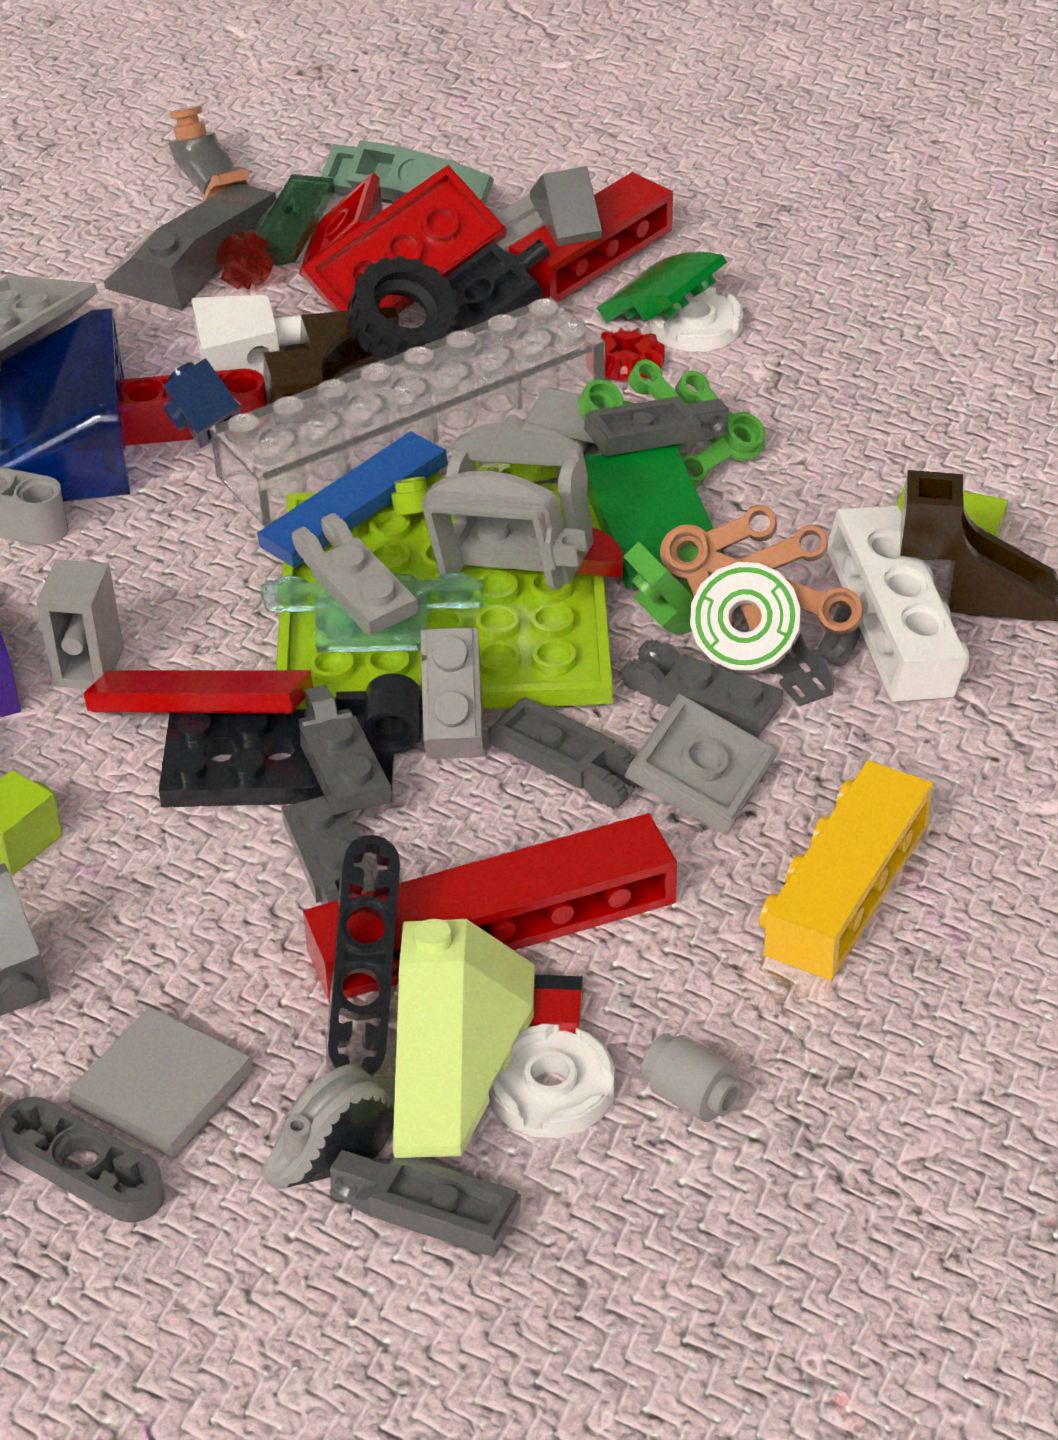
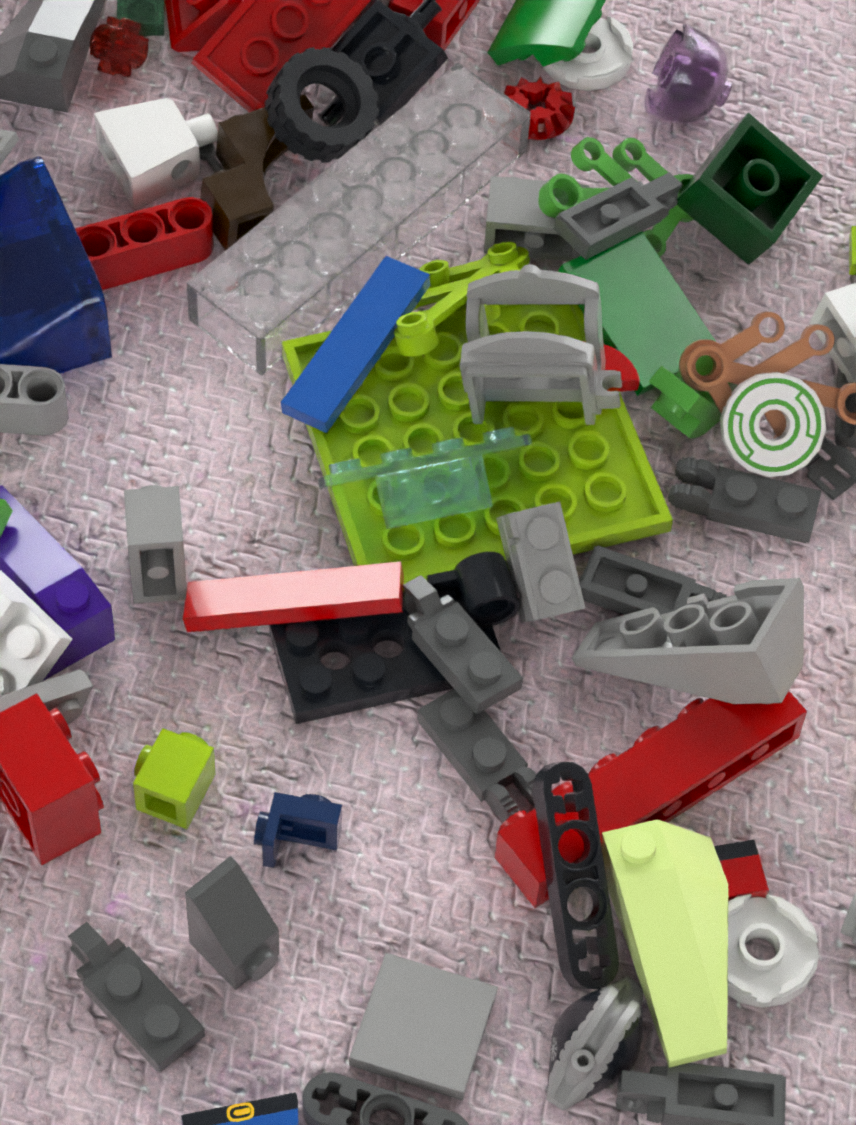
camera: 20 degrees left, 15 degrees up
(113, 877) = (300, 820): none -> dark blue bracket
(198, 400) = (165, 253): dark blue brick -> none
(355, 577) = (416, 456): light grey hinge -> none
(597, 787) = (720, 649): none -> light grey wedge
(701, 764) = (768, 556): light grey tile -> none
(783, 342) = (690, 77): none -> clear purple cylinder
(801, 427) = (748, 189): none -> dark green brick

